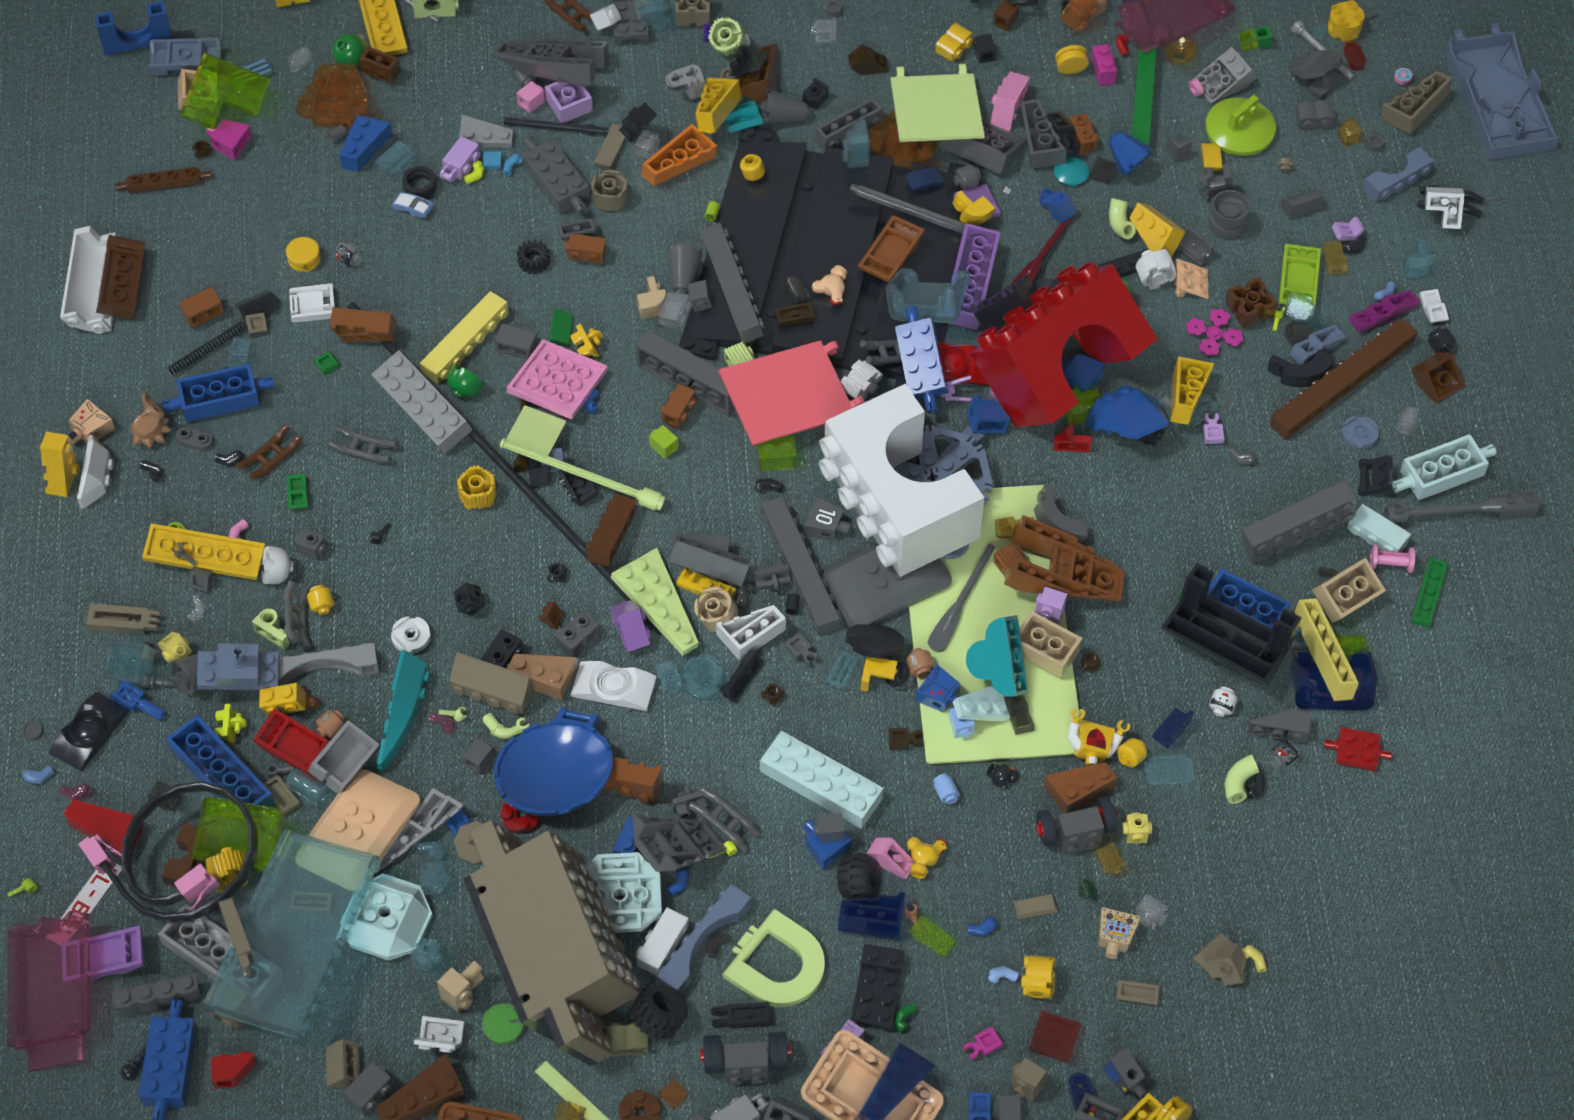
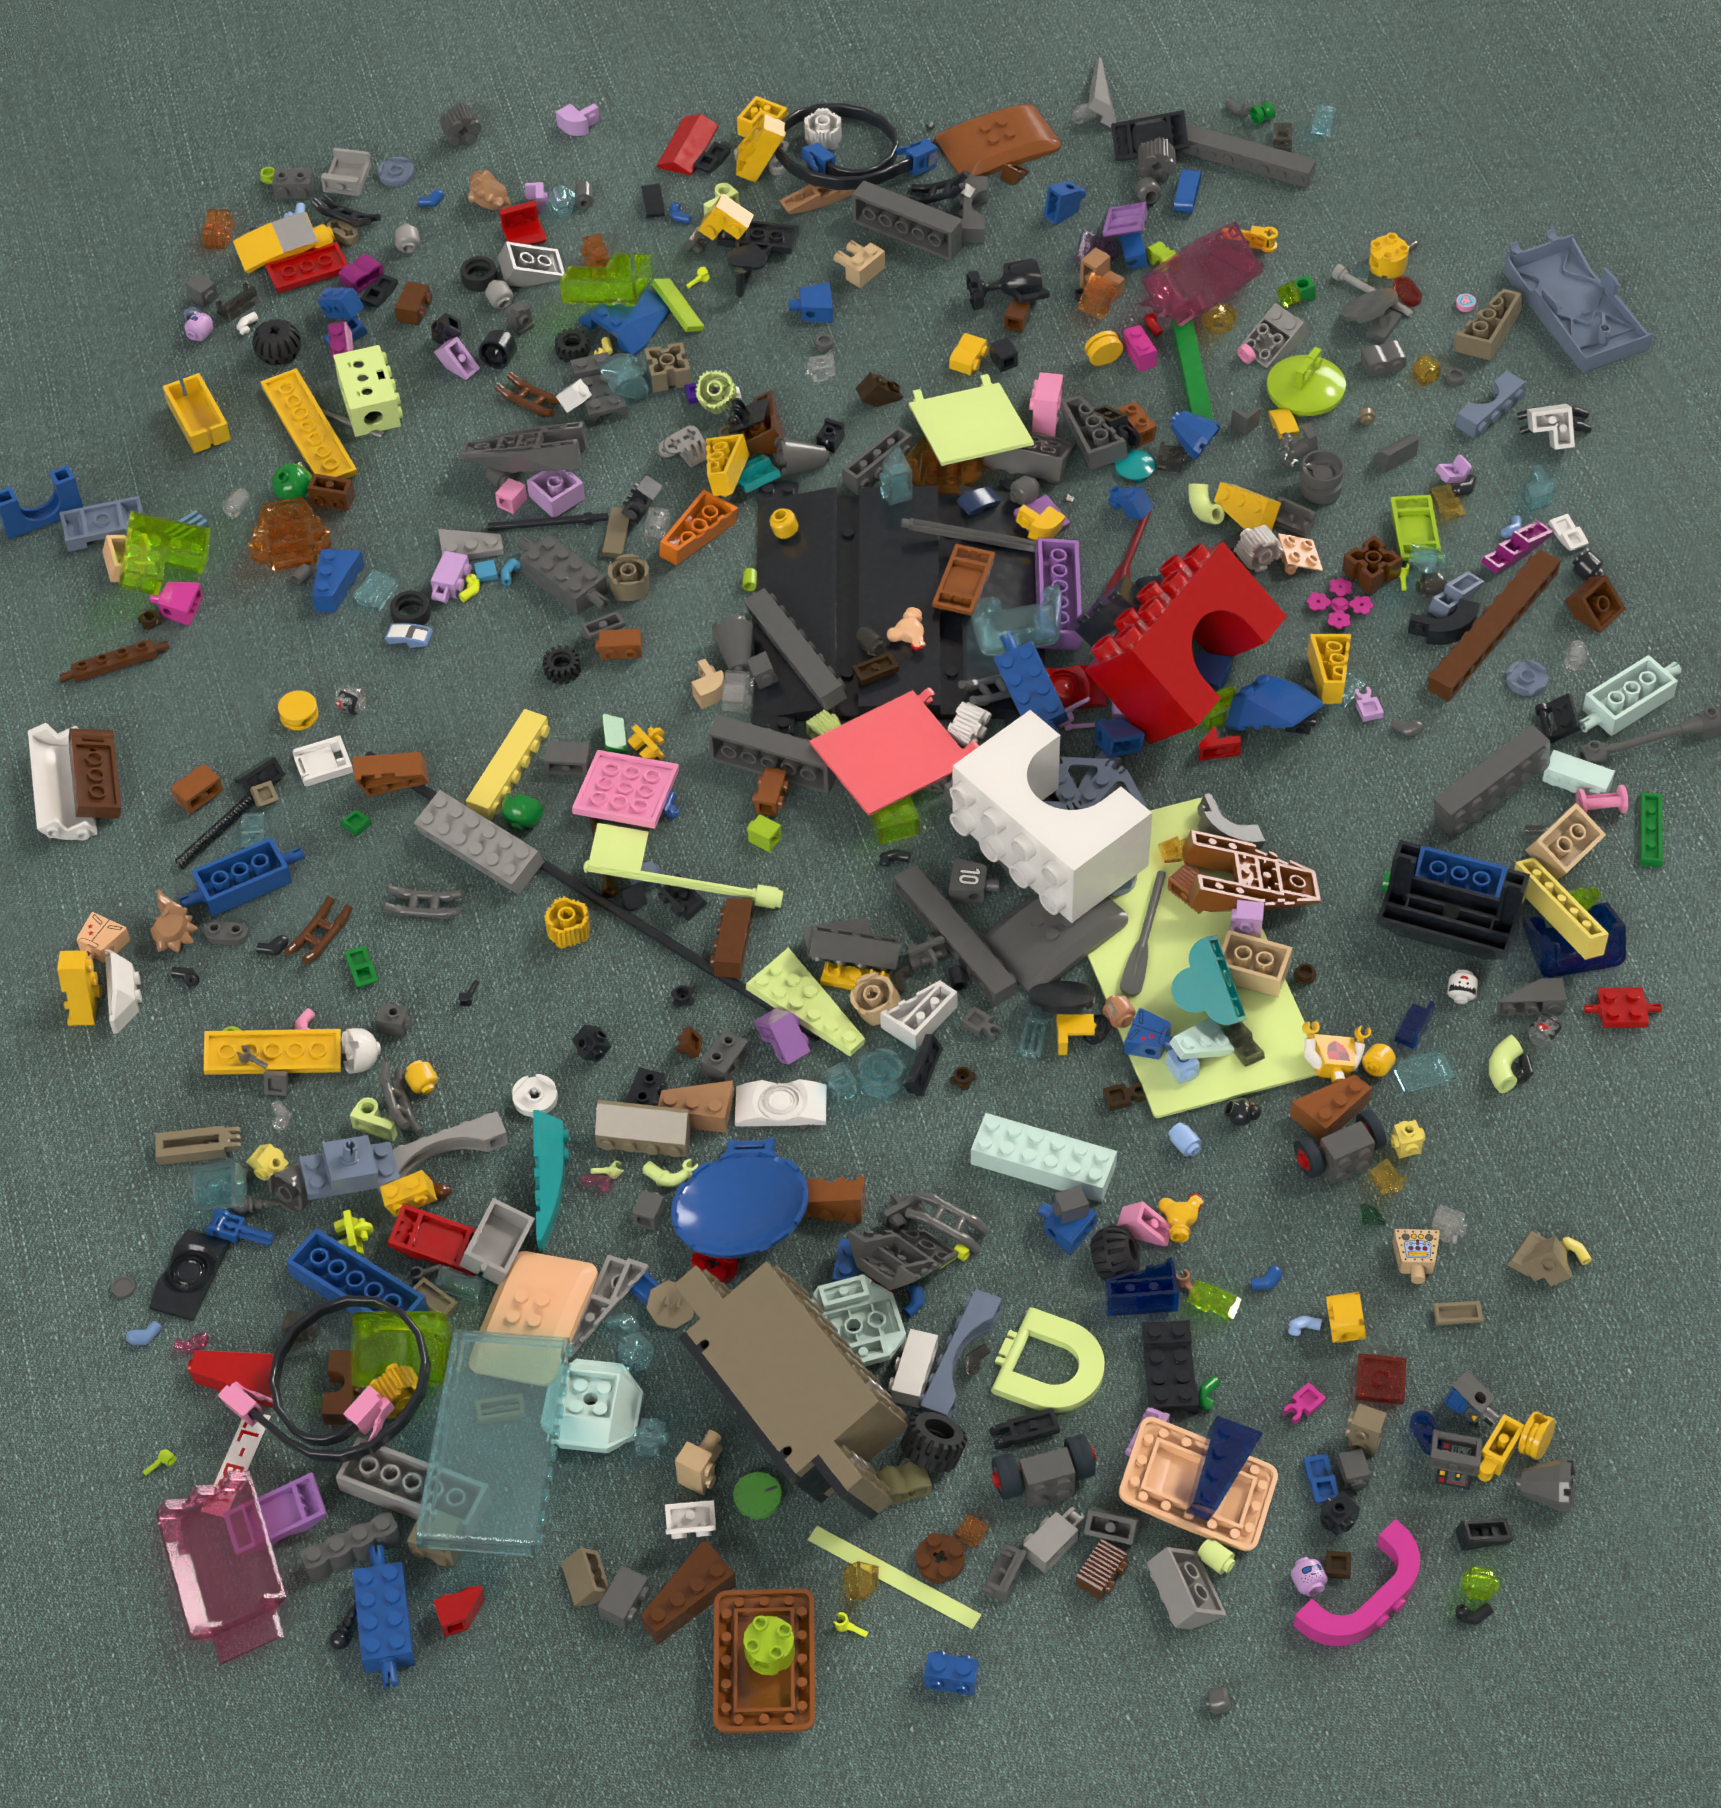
camera: 10 degrees left, 5 degrees down
(237, 935) = (435, 1453): dark tan hinge -> none
(330, 723) = (470, 1209): nougat head -> none
(1035, 906) = (1318, 1245): dark tan tile -> none

